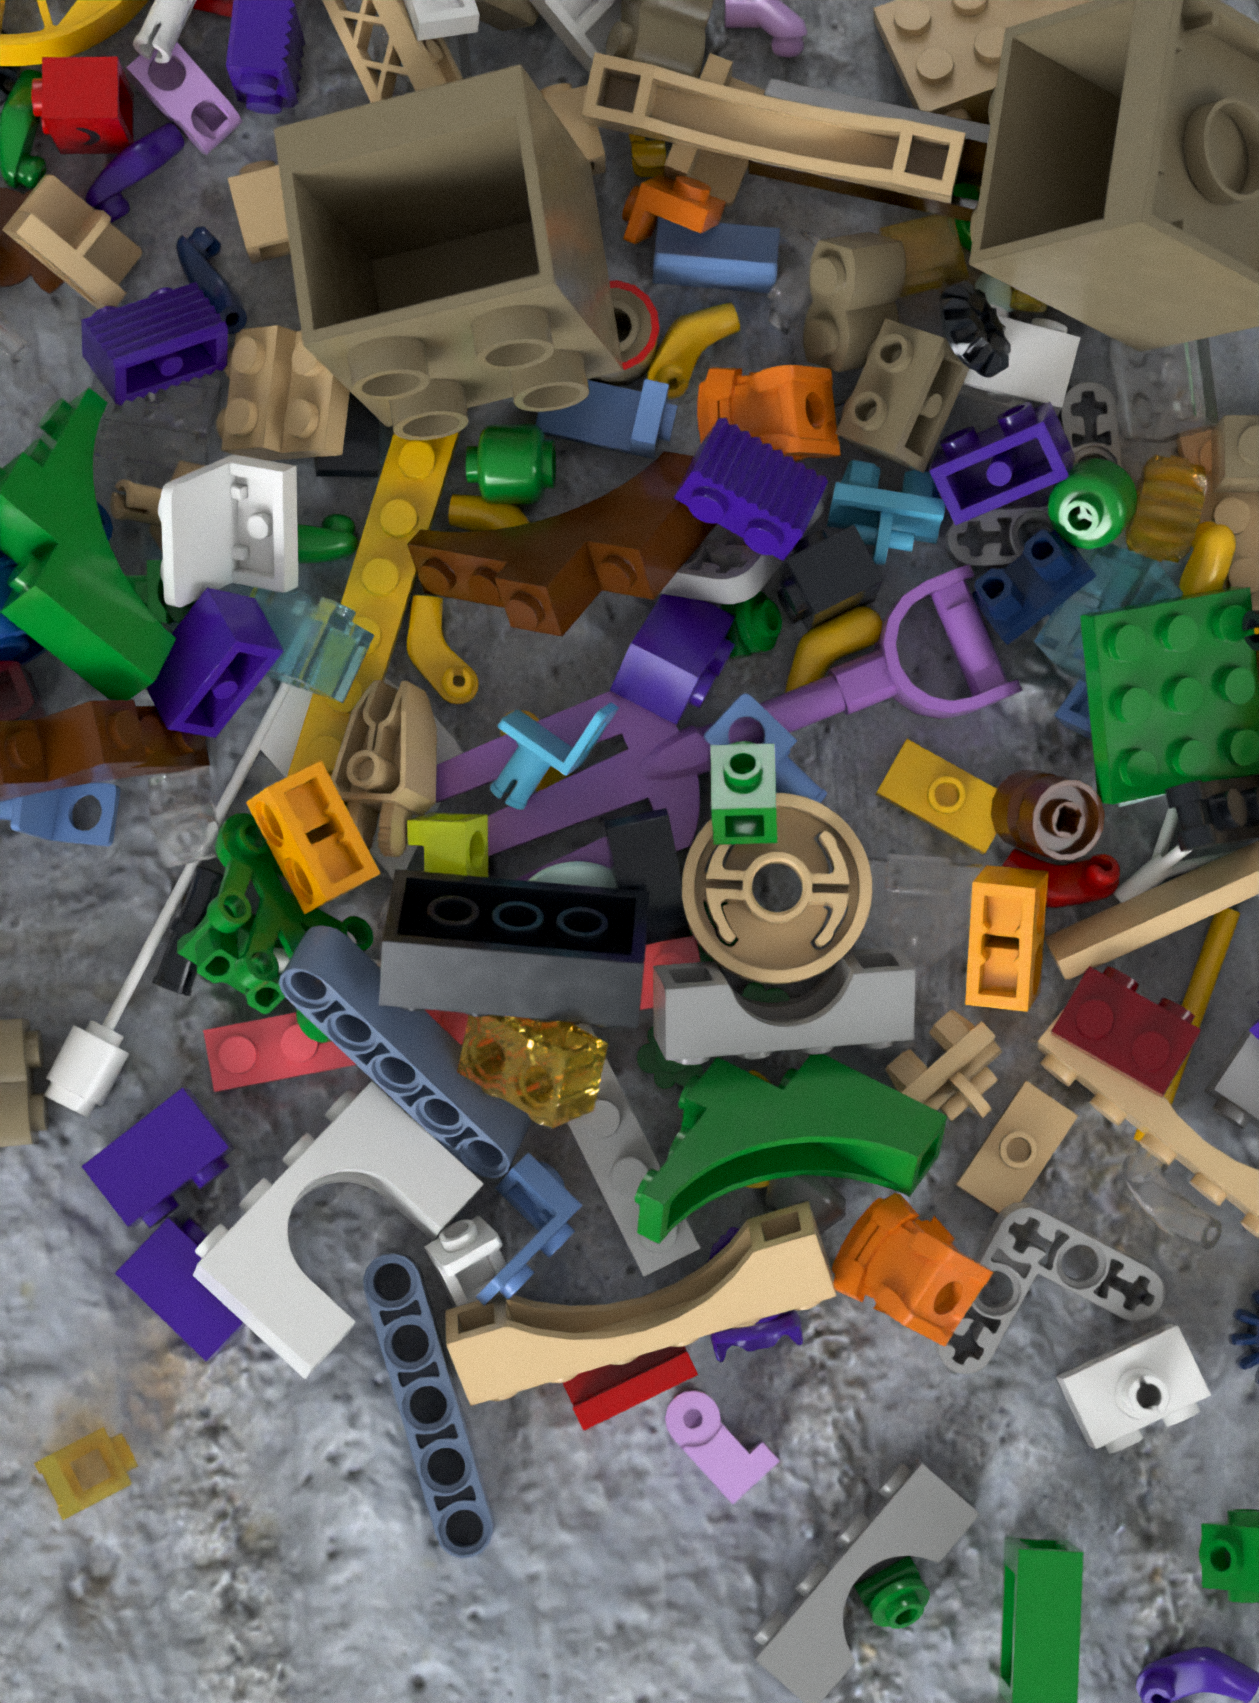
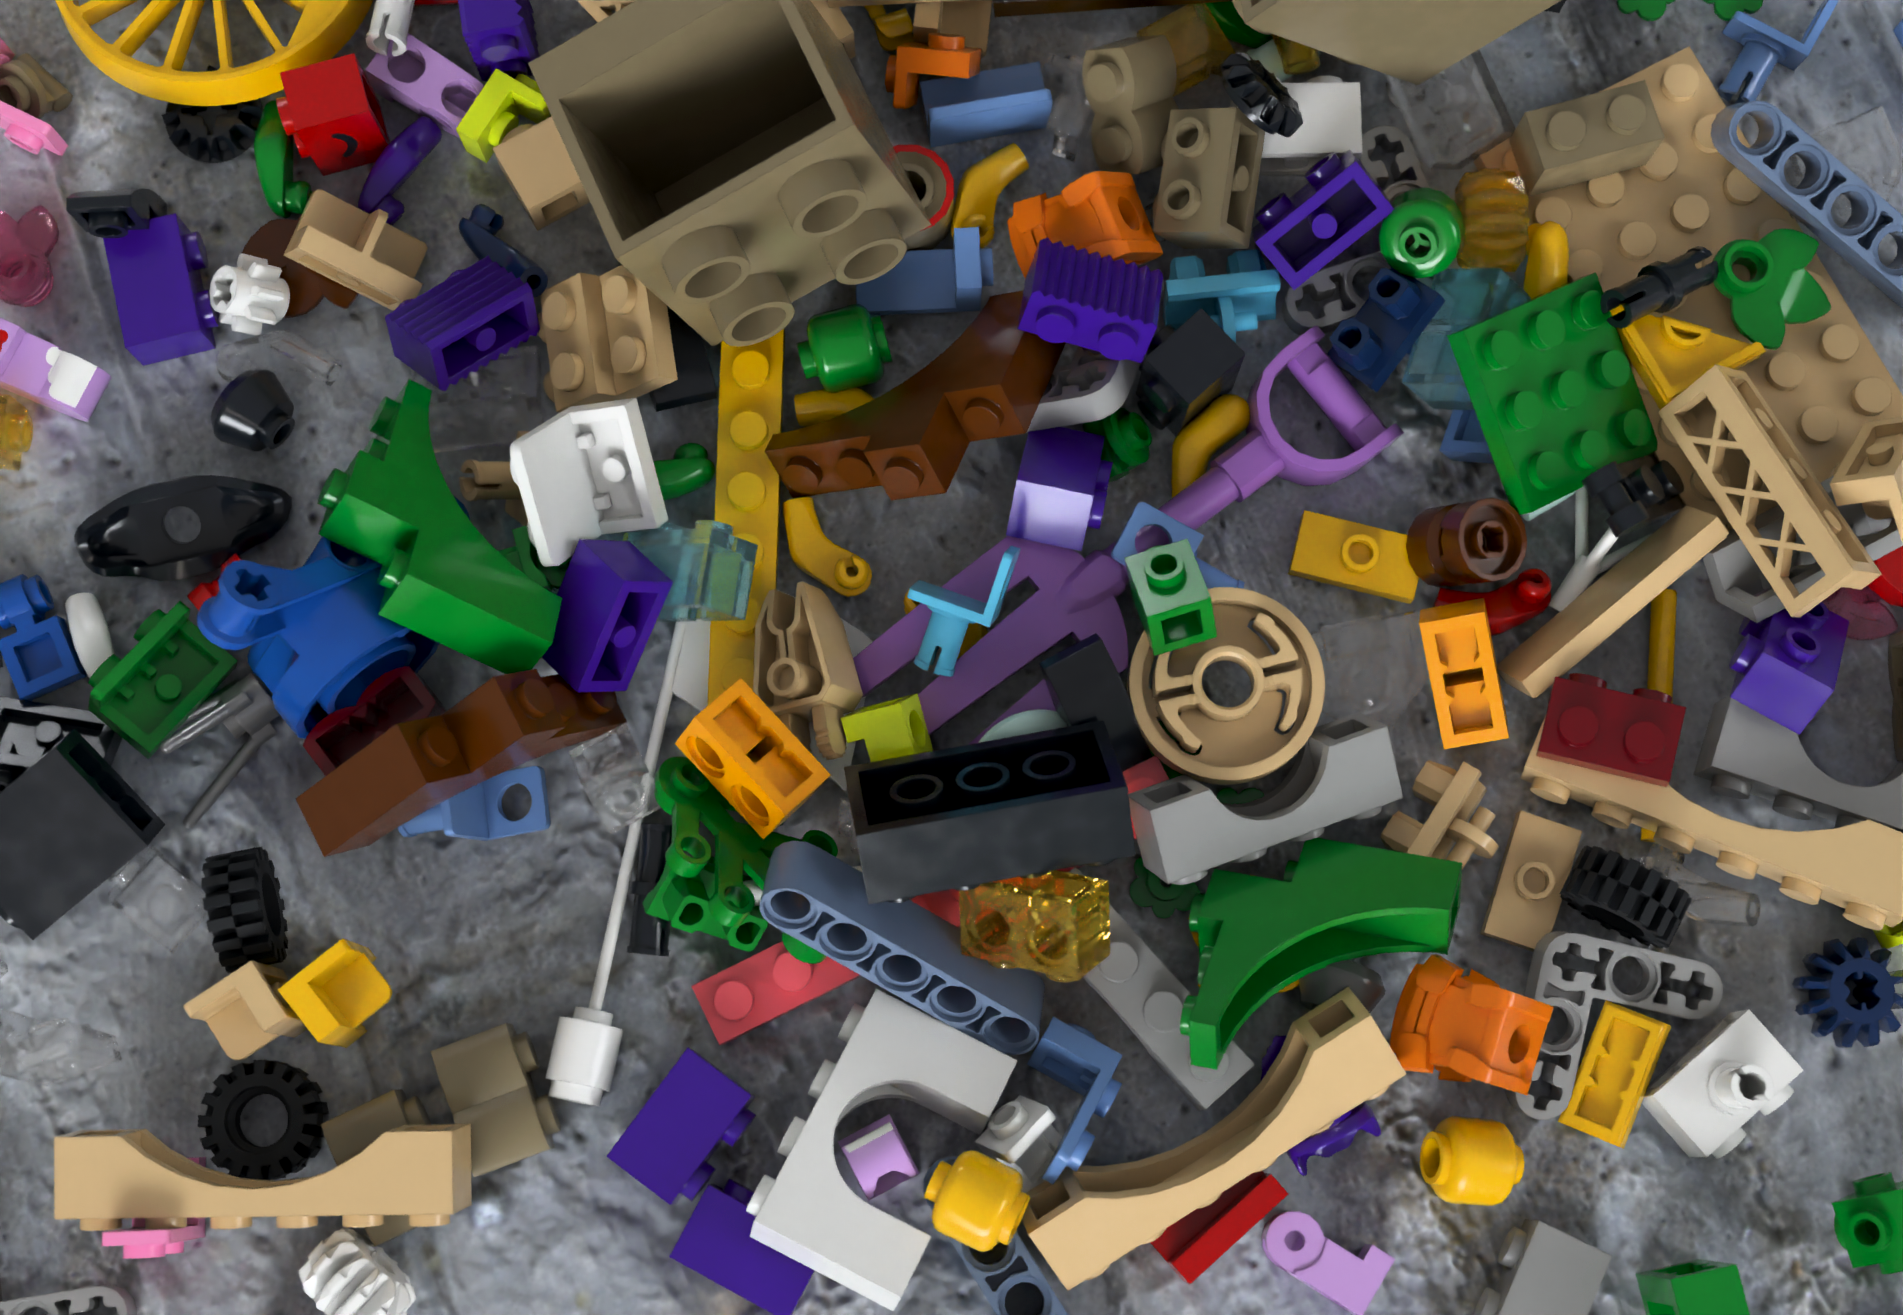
camera: 15 degrees left, 5 degrees down
(240, 140) = (497, 112): none -> neon yellow bracket
(331, 1236) = (878, 1157): none -> lavender leg
(407, 1301) = (977, 1200): none -> yellow head
(879, 1392) = (1471, 1161): none -> yellow head
(1038, 1349) = (1615, 1073): none -> yellow plate
(1095, 1189) = (1626, 897): none -> black tyre

